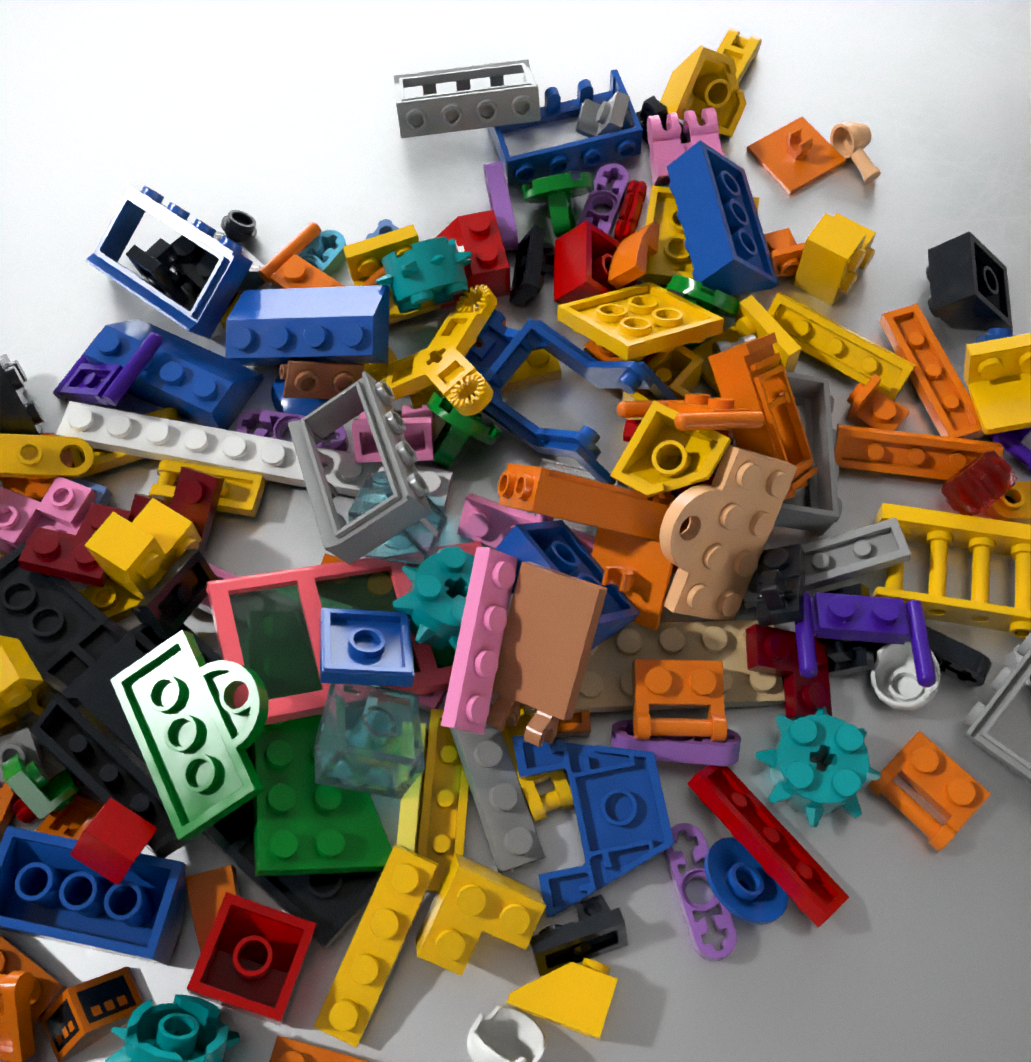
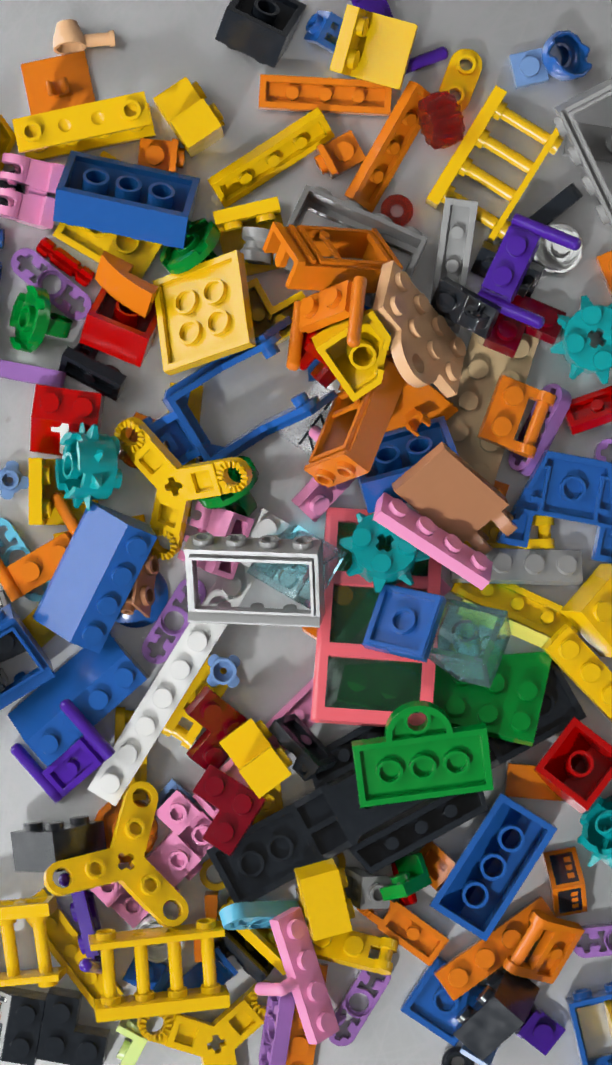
camera: 70 degrees left, 25 degrees up
(113, 841) = (474, 833): red panel -> none
(247, 480) = (216, 677): none -> medium blue plate
(790, 147) = (84, 127): none -> yellow fence
(857, 484) = (404, 203): none -> clear red plate

